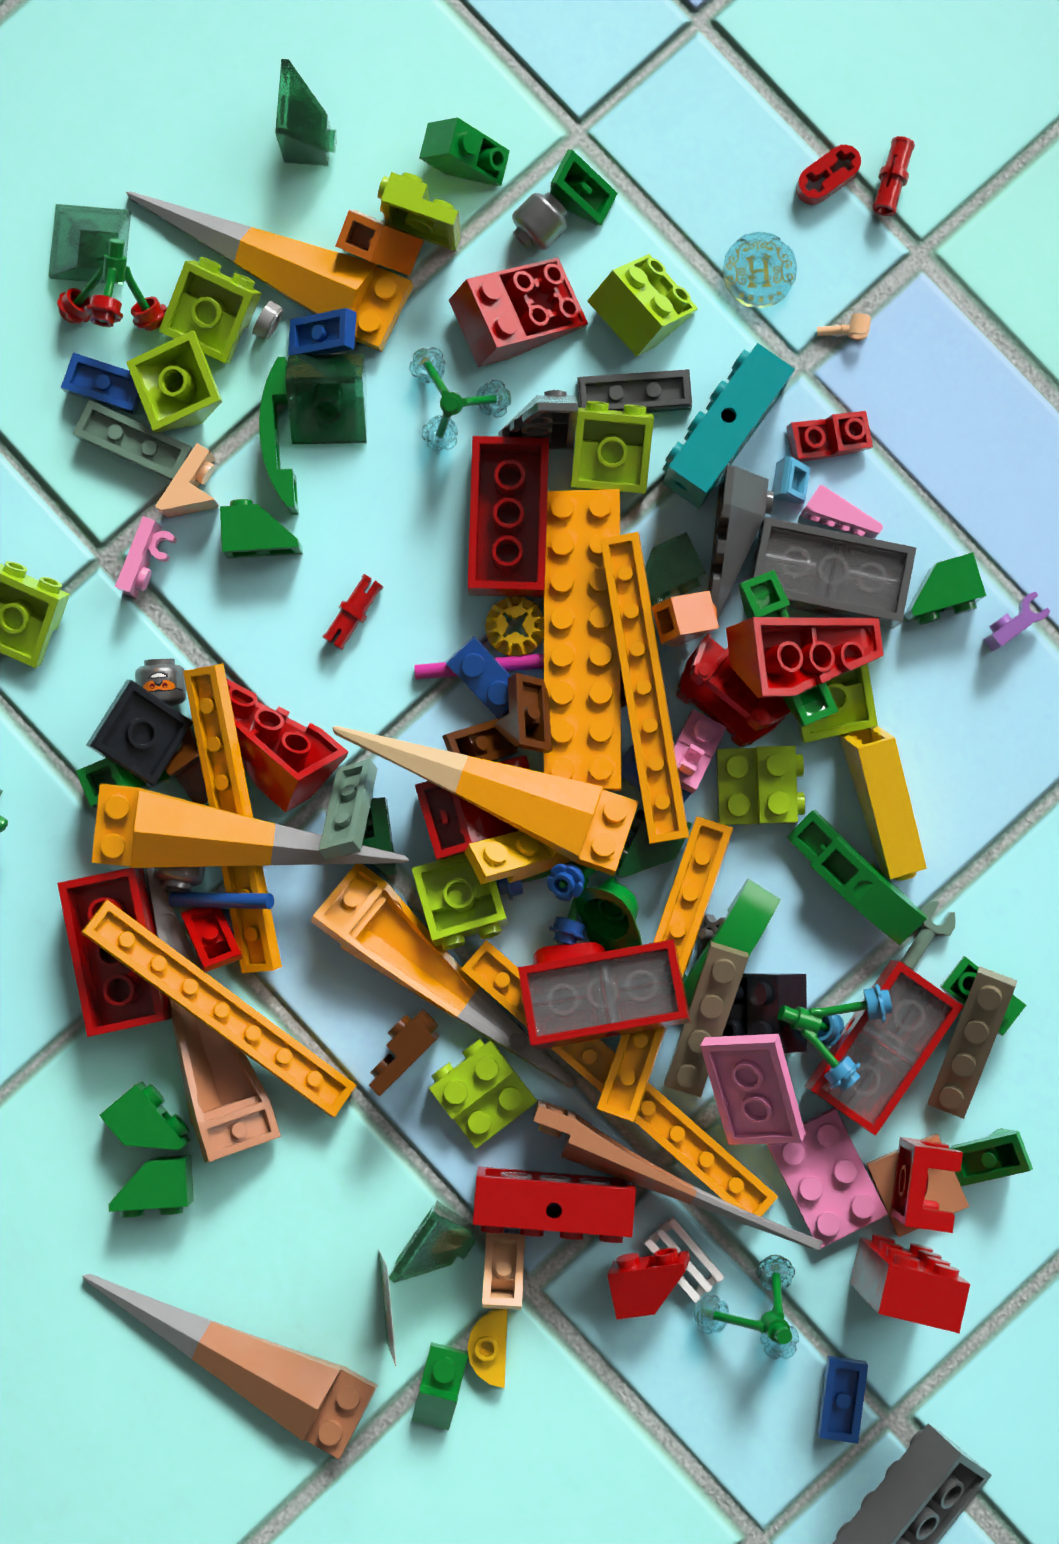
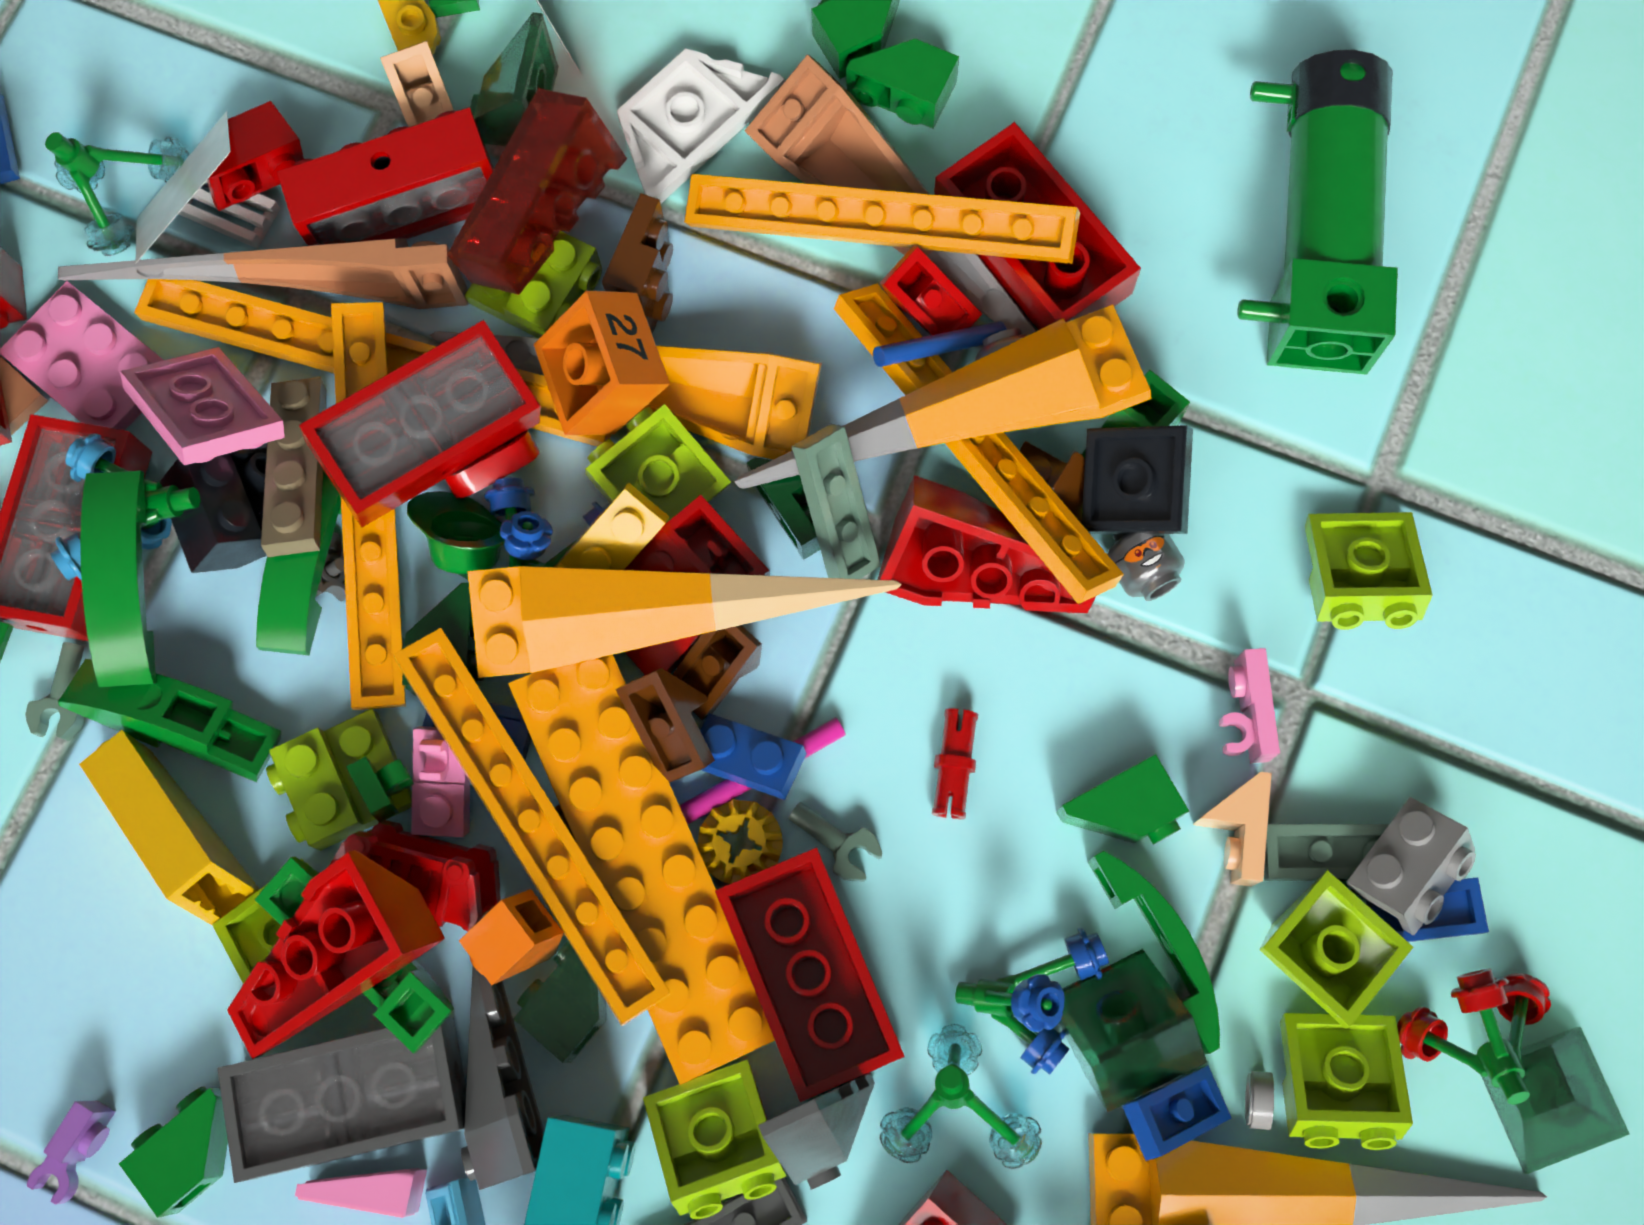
camera: 165 degrees right, 10 degrees down
(97, 409) = (1414, 865): none -> light grey bracket
(315, 1169) = (689, 117): none -> white wing
(377, 427) = (1036, 999): none -> blue plant
(451, 596) = (837, 841): none -> sand green bar
(454, 1142) = (535, 191): none -> clear red wedge
(462, 981) = (601, 363): none -> orange brick
(705, 1270) = (182, 186): none -> white sticker
(734, 759) = (379, 785): none -> green tile
(852, 976) = (115, 578): none -> green slope

